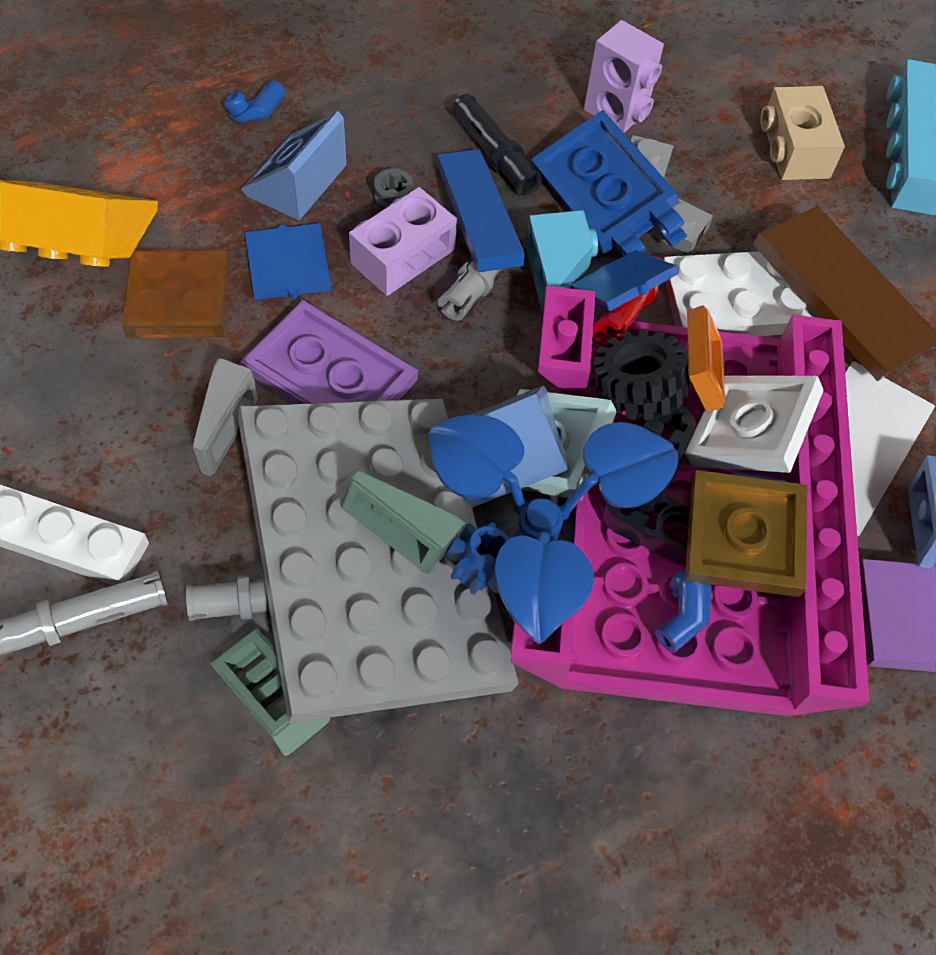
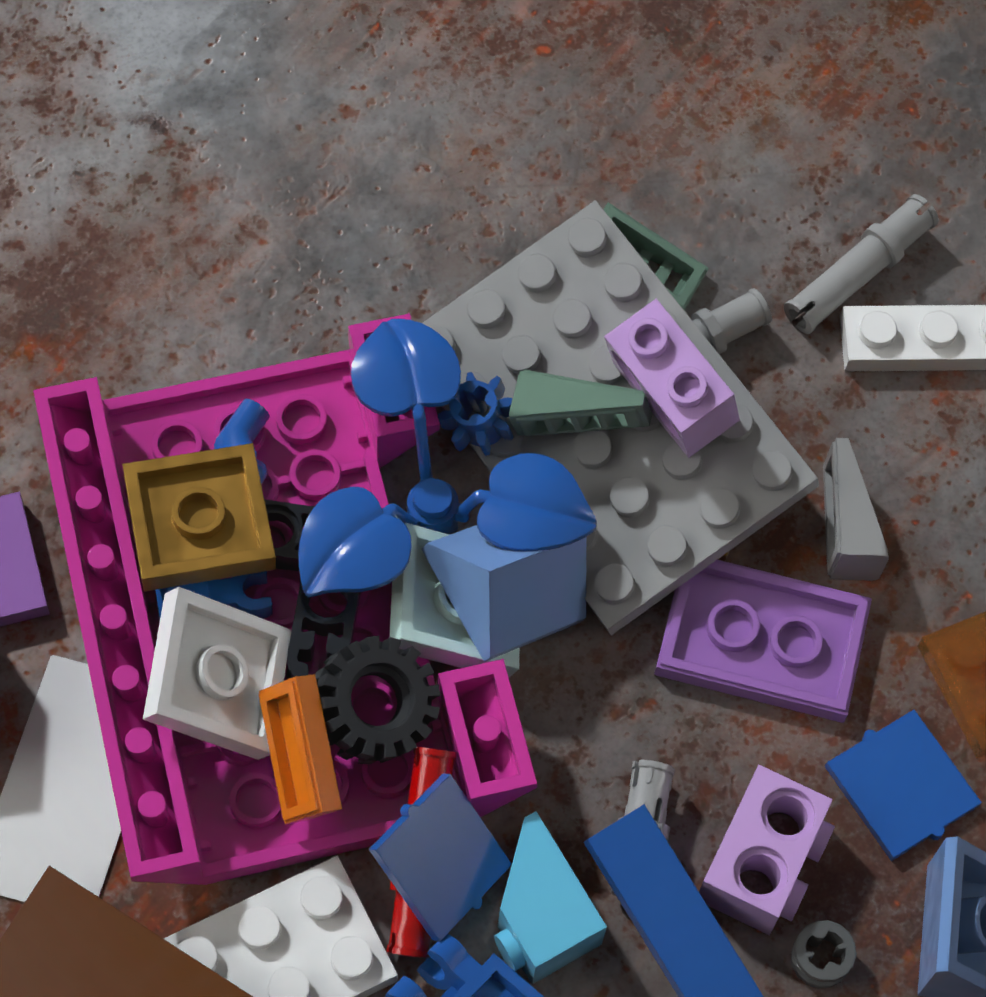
camera: 160 degrees right, 5 degrees up
(319, 494) = (675, 377): none -> lavender brick

